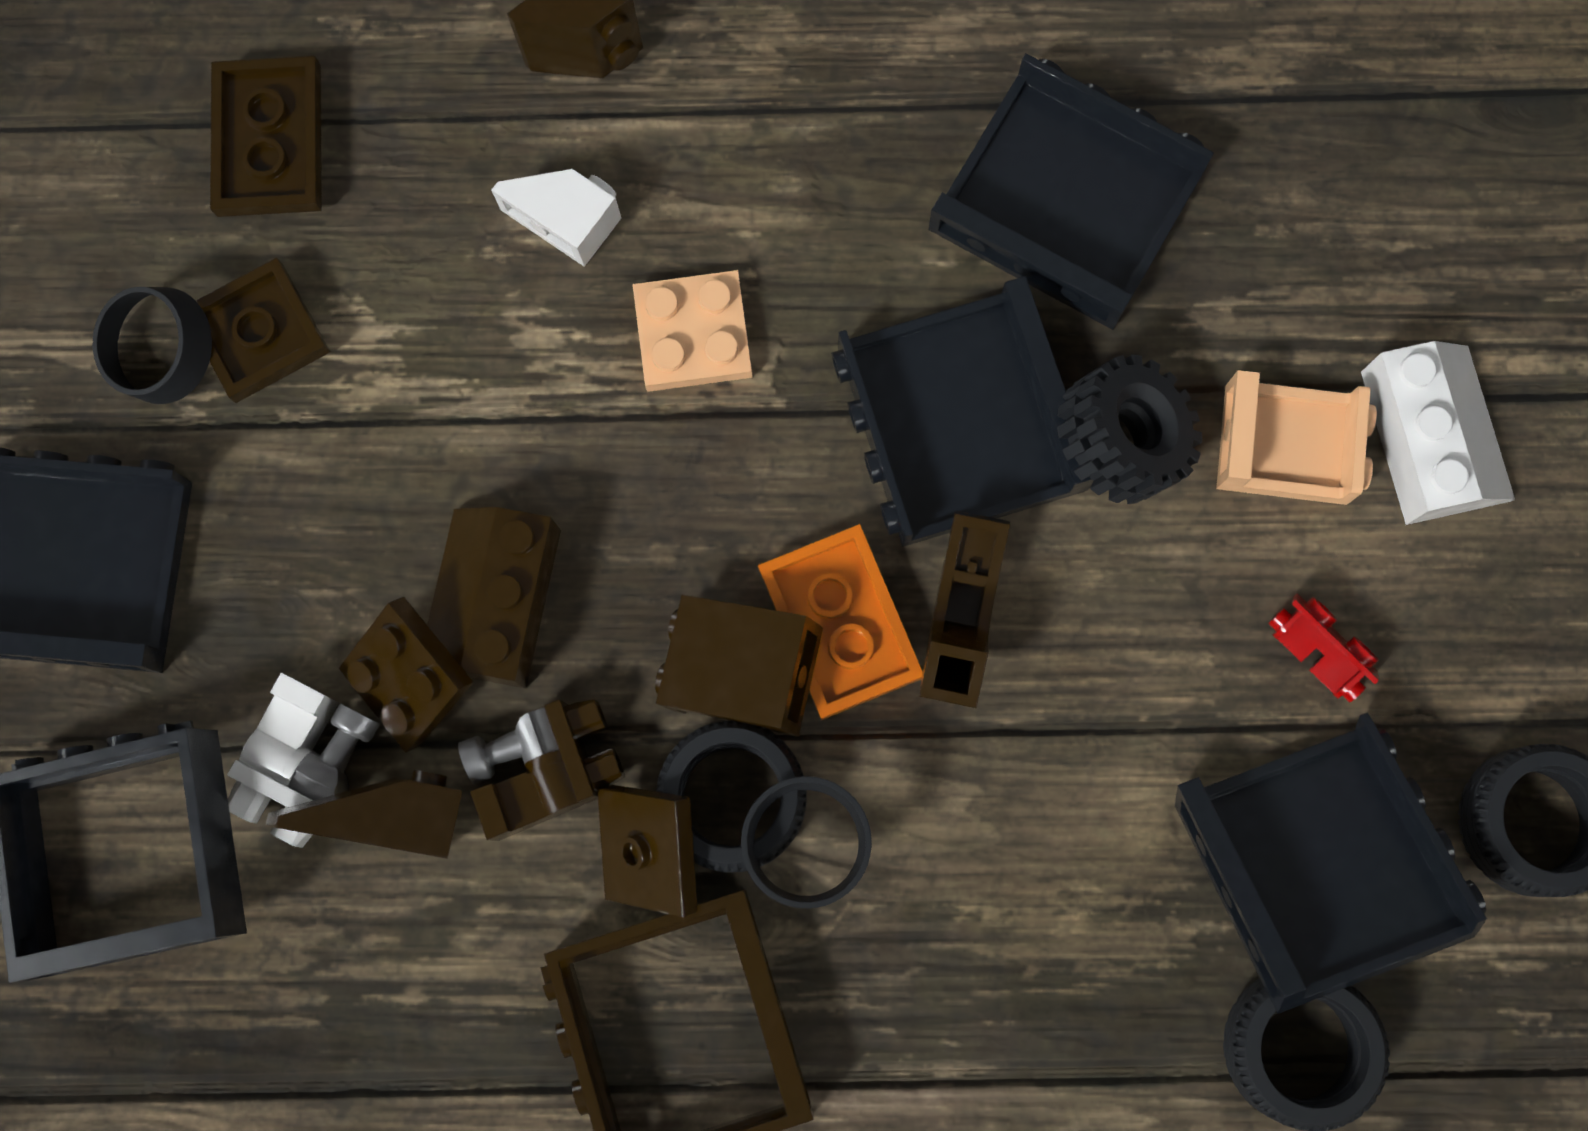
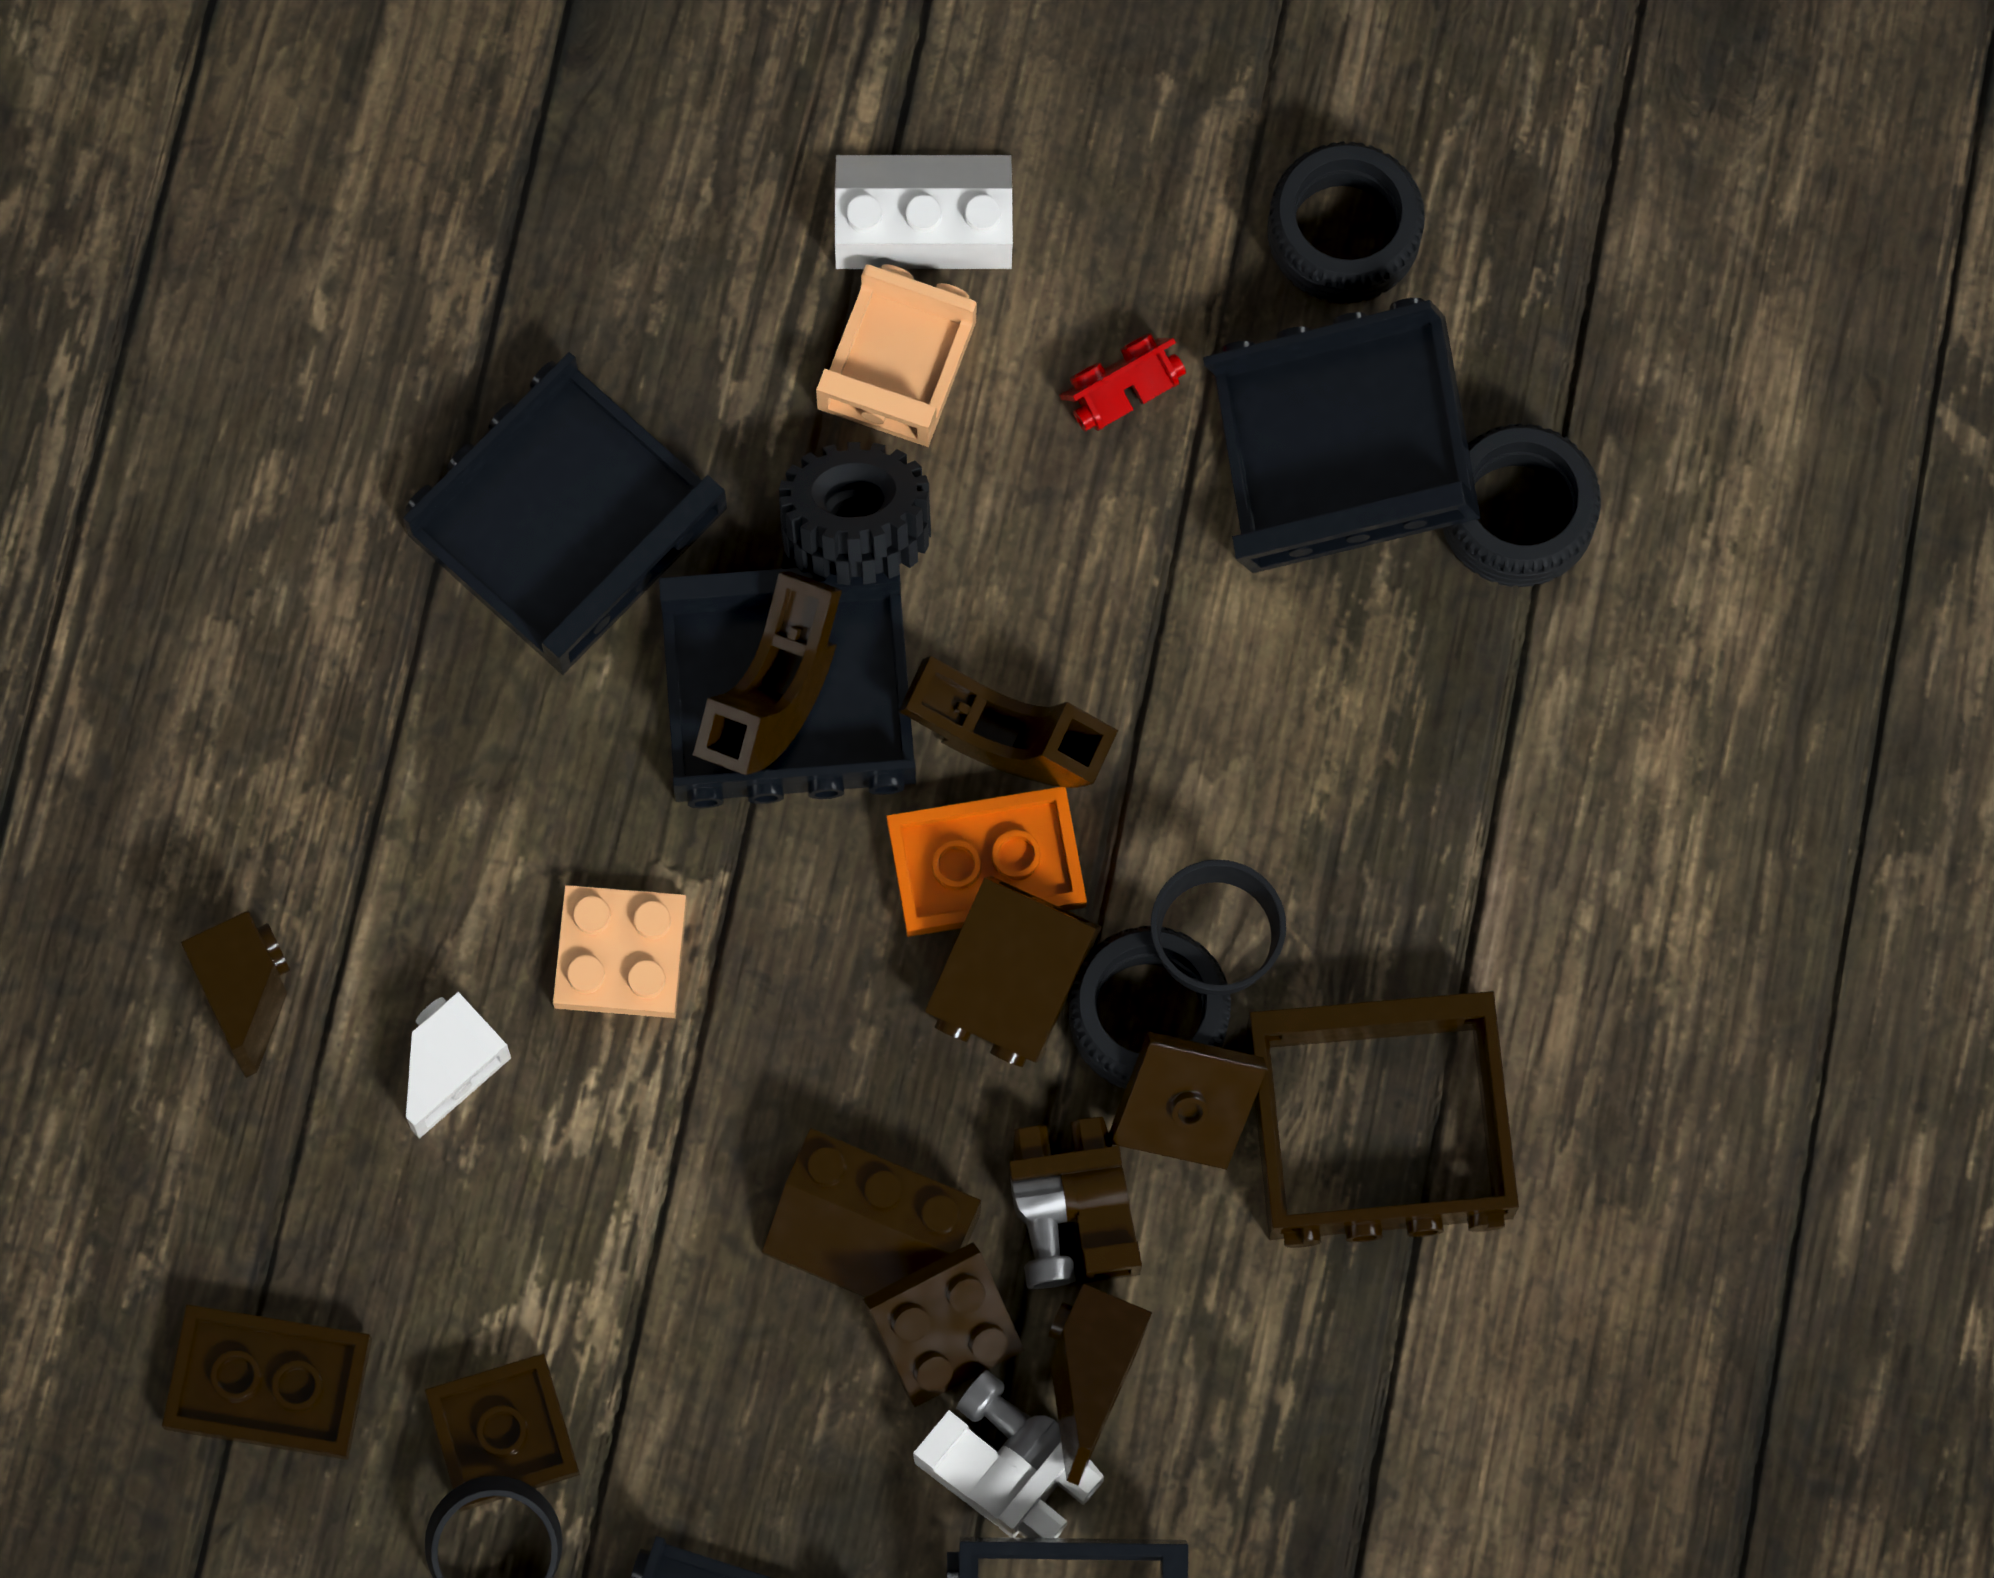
camera: 85 degrees left, 5 degrees down
(948, 403) = (774, 697): none -> dark brown arch

